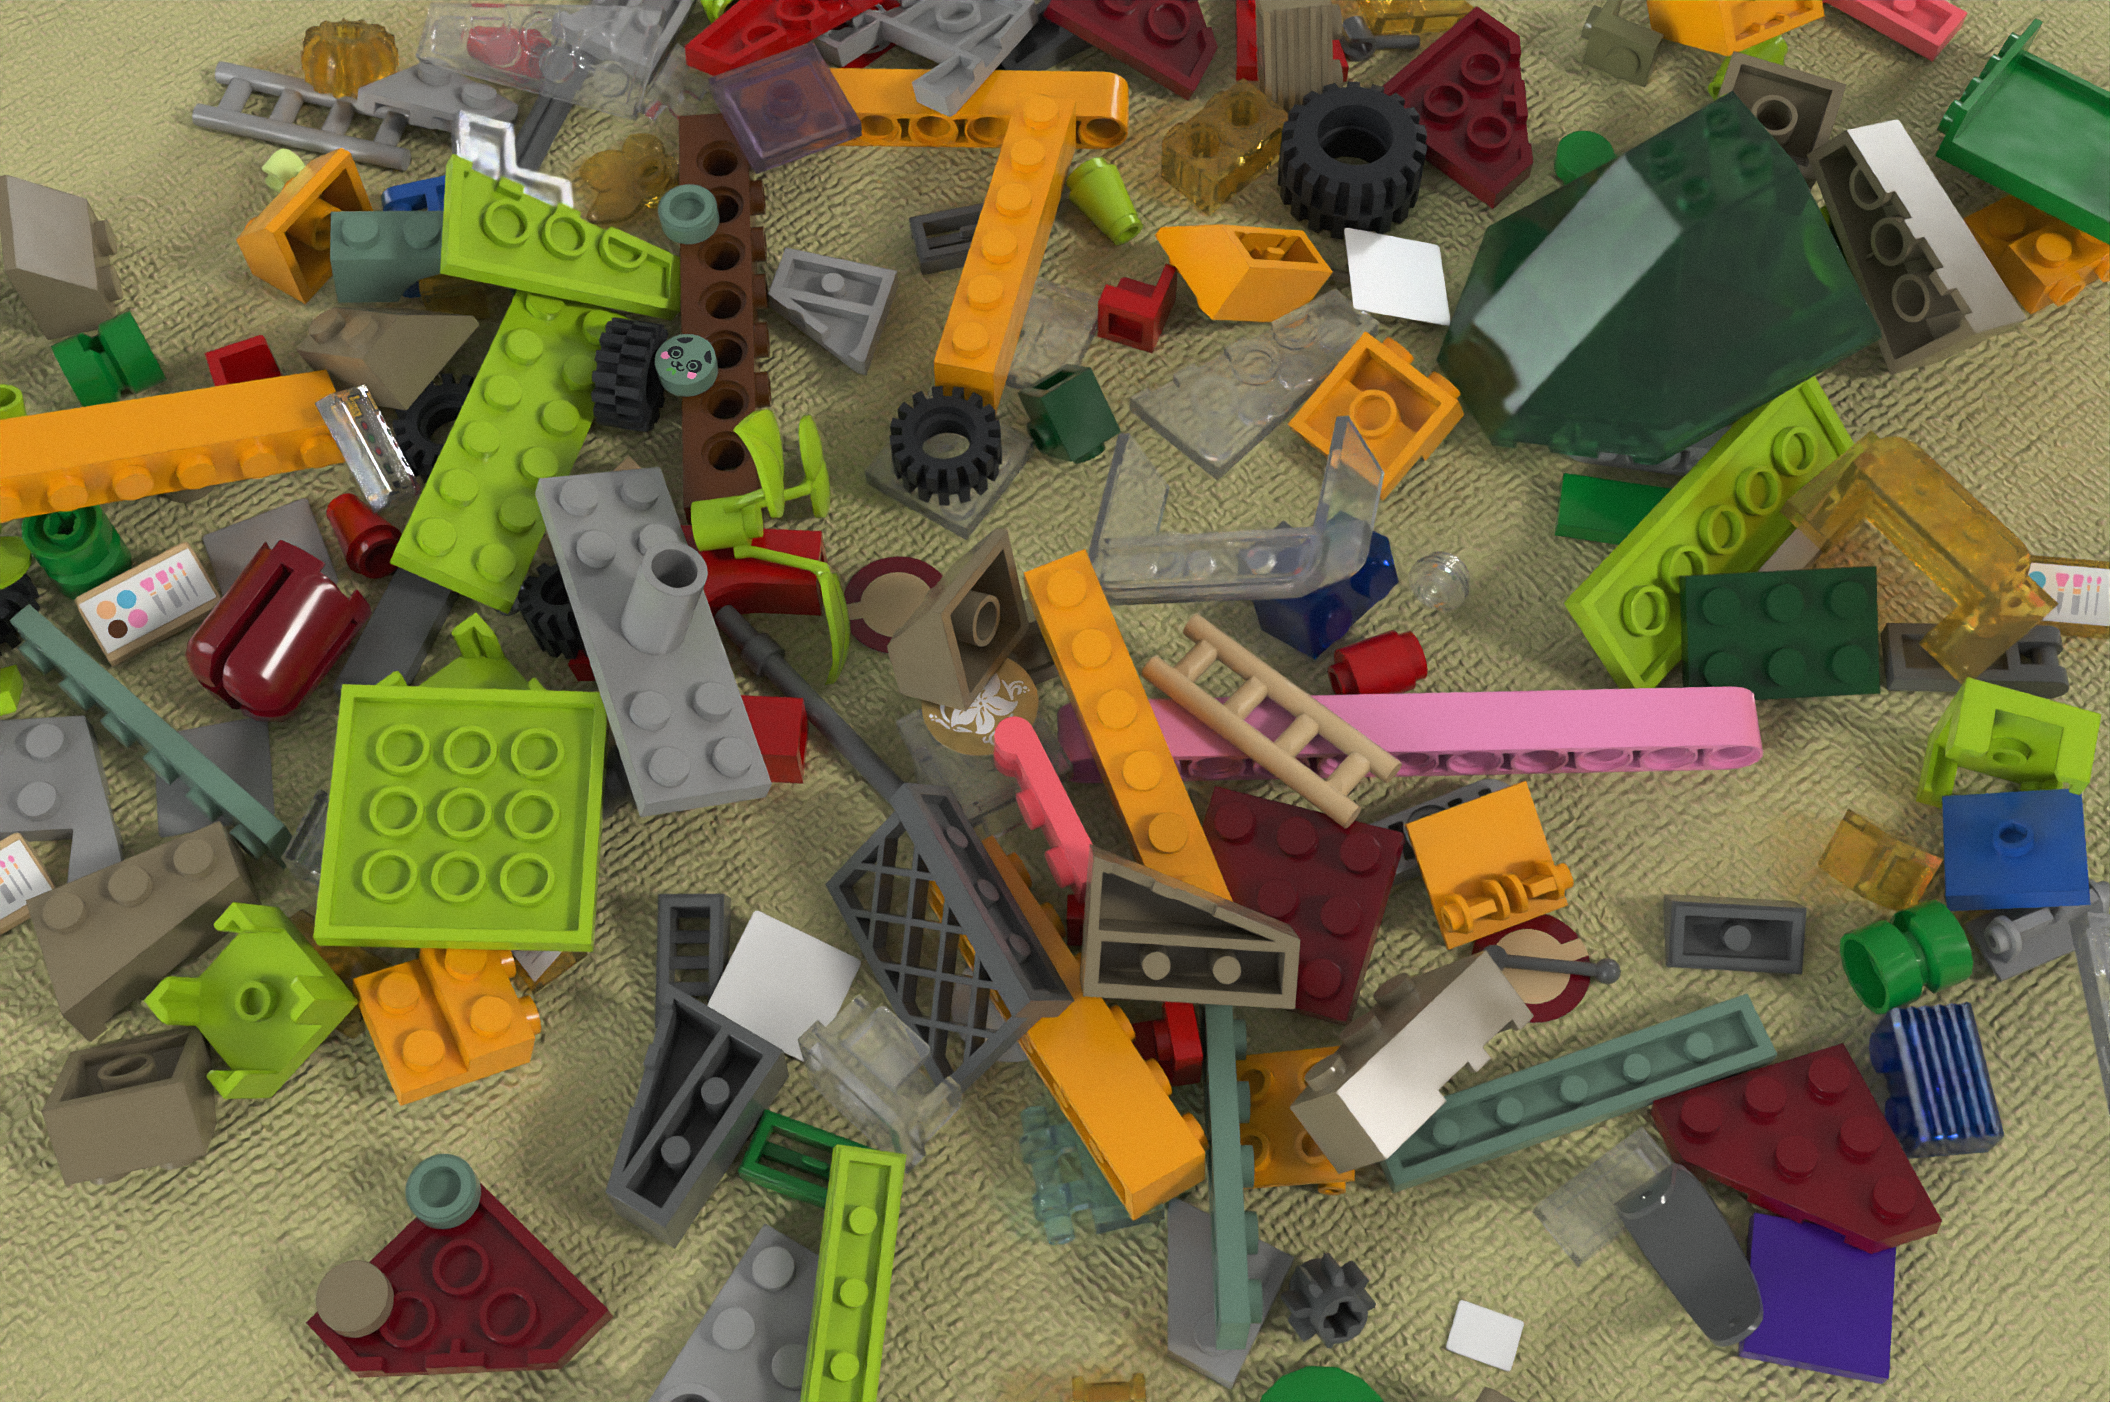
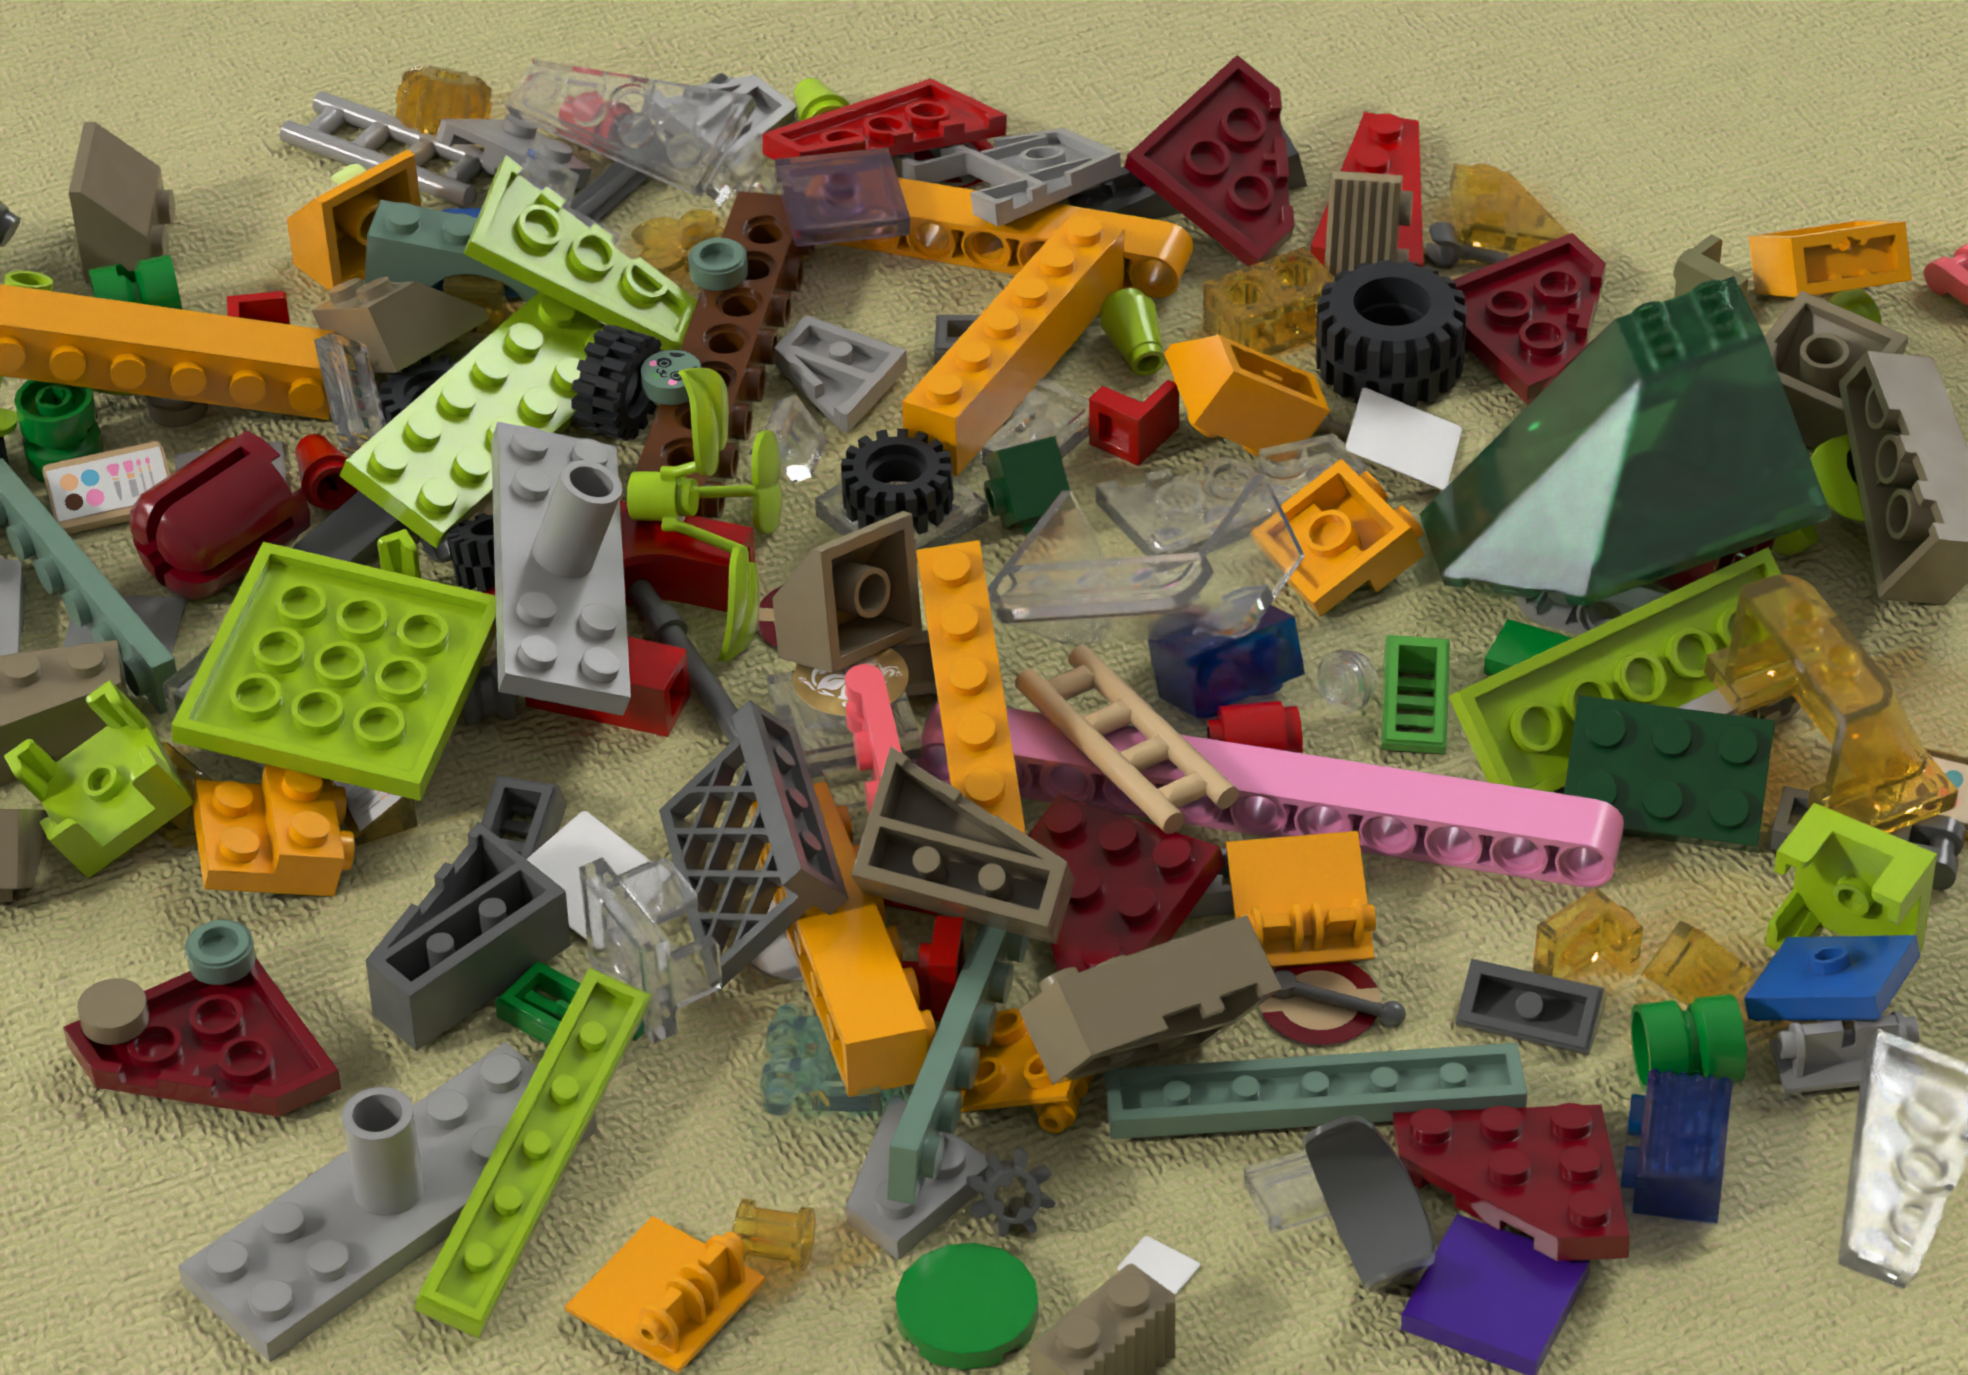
camera: 15 degrees right, 20 degrees down
(819, 394) = (798, 438): none -> clear tile
(1517, 538) = (1415, 656): none -> bright green slope
(1774, 833) = (1583, 932): none -> clear yellow bracket

